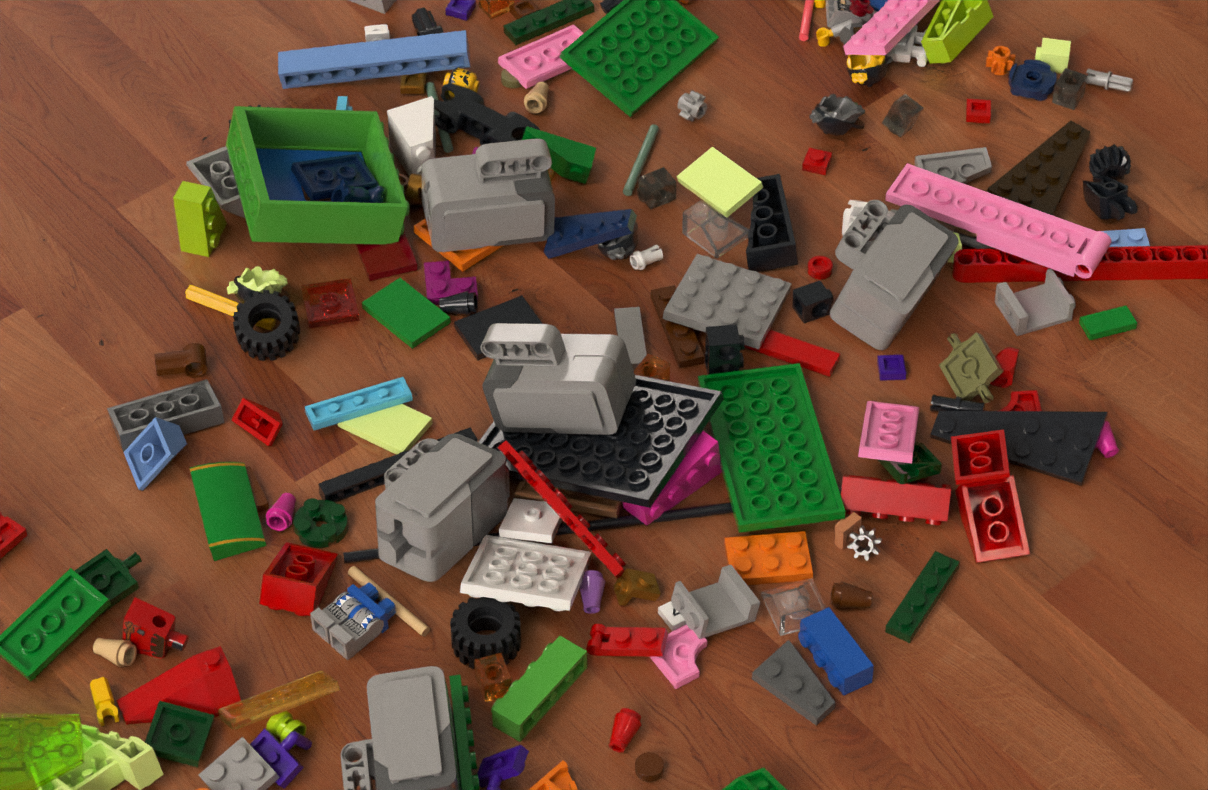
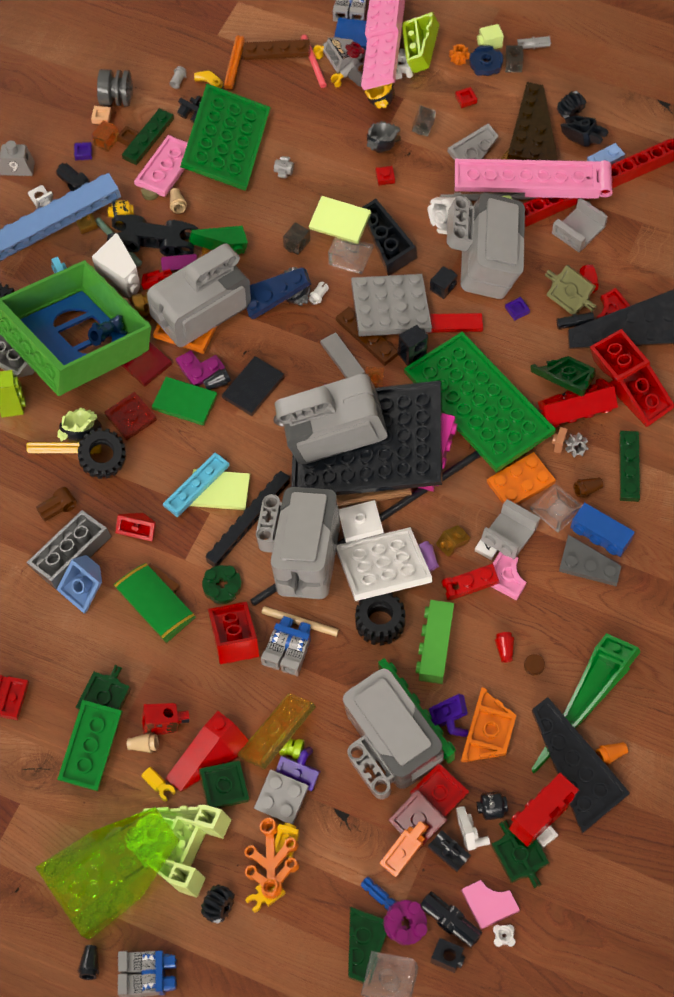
camera: 25 degrees left, 15 degrees up
(281, 513) = (192, 588): dark pink cone -> none
(323, 175) = (78, 318): dark blue tile -> none
(492, 677) = (401, 640): clear orange brick -> none
(562, 507) = (381, 507): red wing -> none
(640, 160) = (271, 220): sand green bar -> none
(820, 267) = (431, 253): red tile -> none
(889, 432) = (548, 359): bright pink tile -> none
(1108, 322) = (630, 220): green tile -> none

